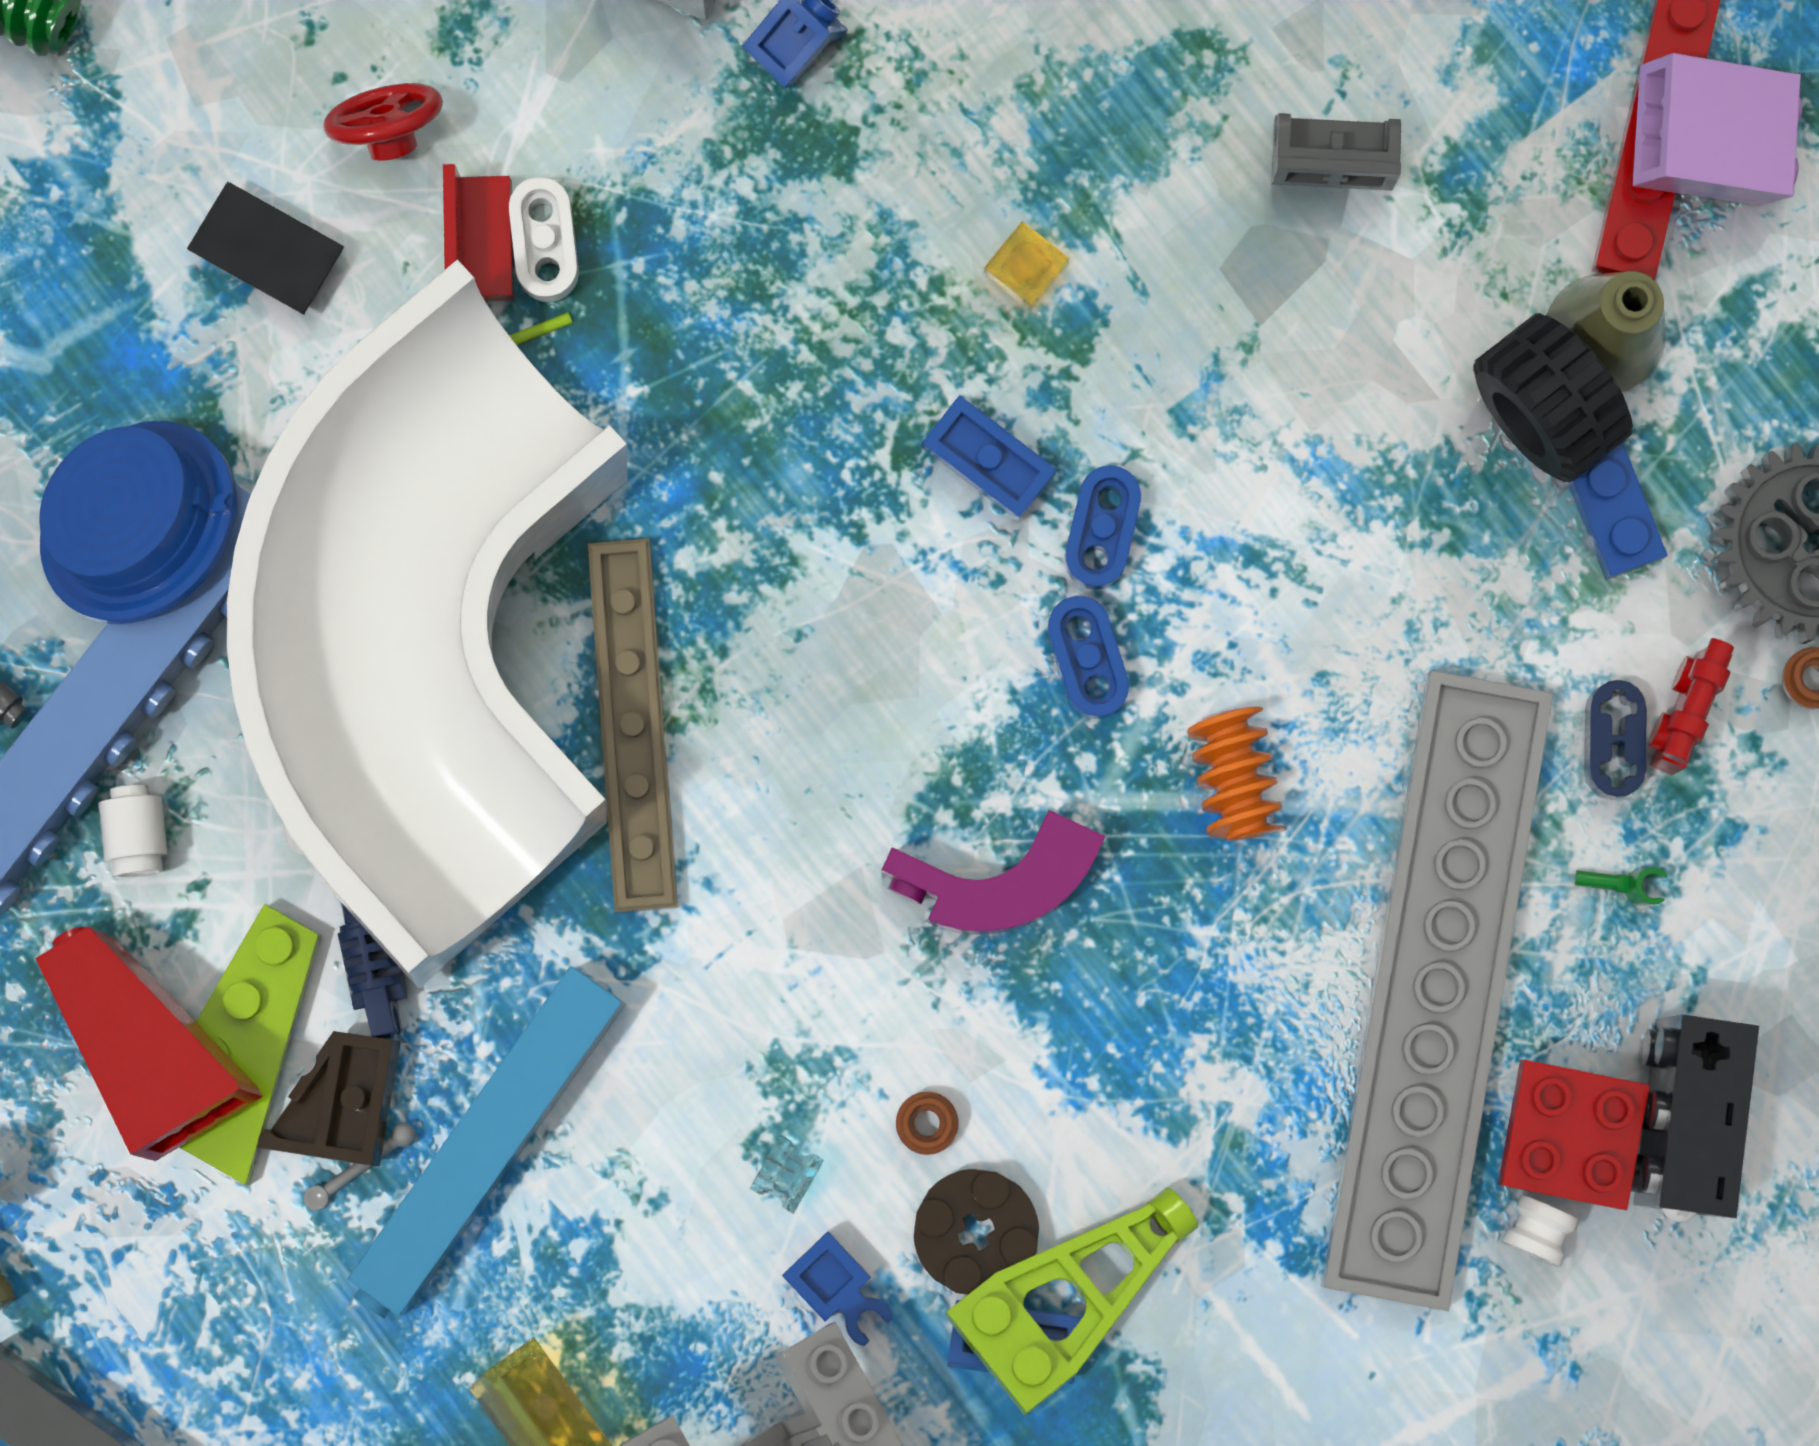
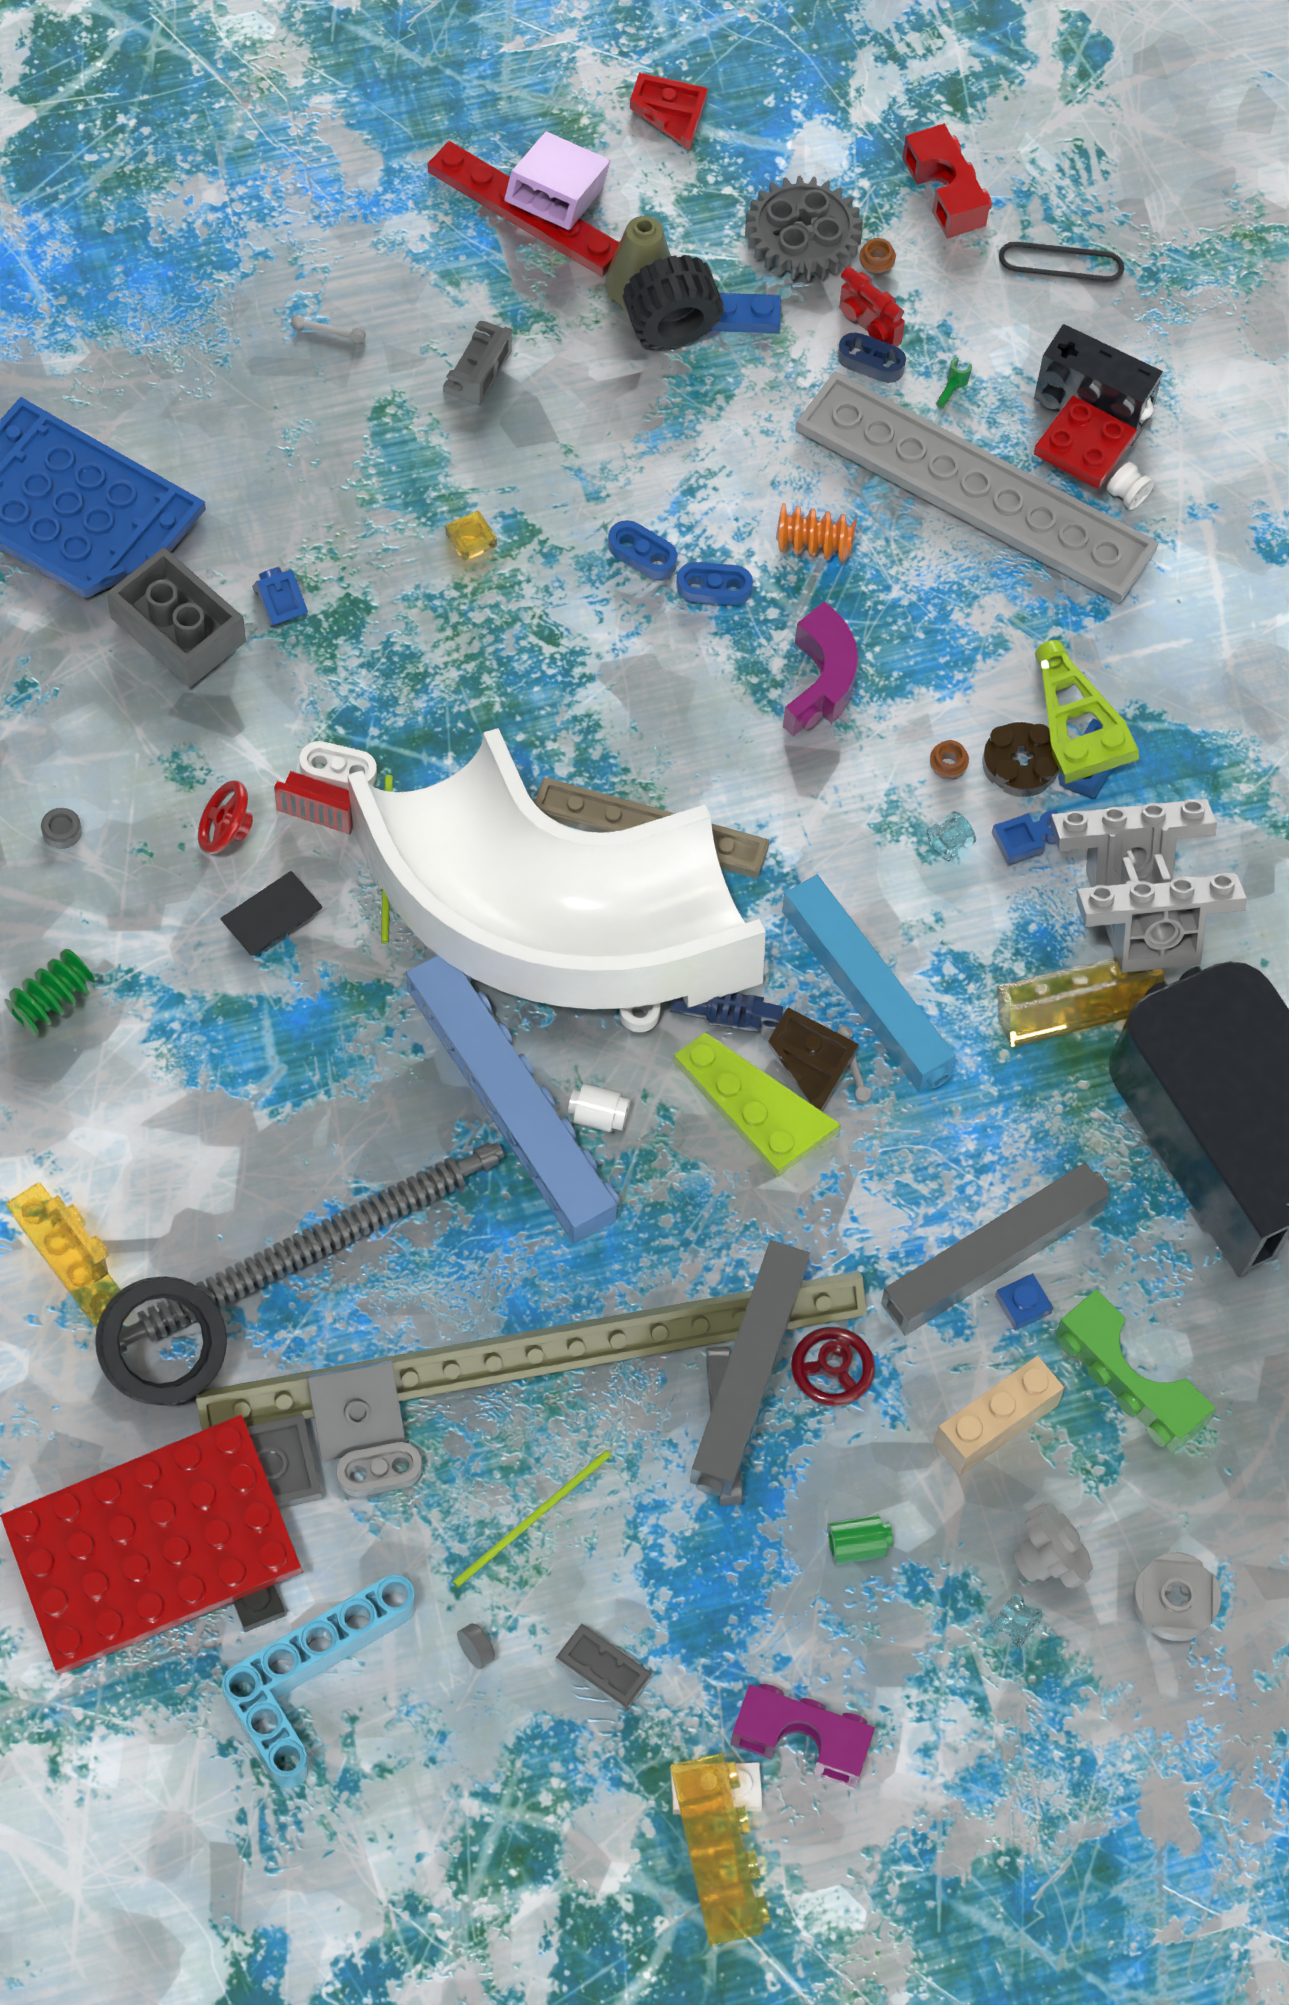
camera: 70 degrees left, 20 degrees down
(136, 520) = (410, 1033): blue piece -> none
(142, 1048) = (734, 1138): red slope -> none
(989, 458) = (576, 590): blue plate -> none

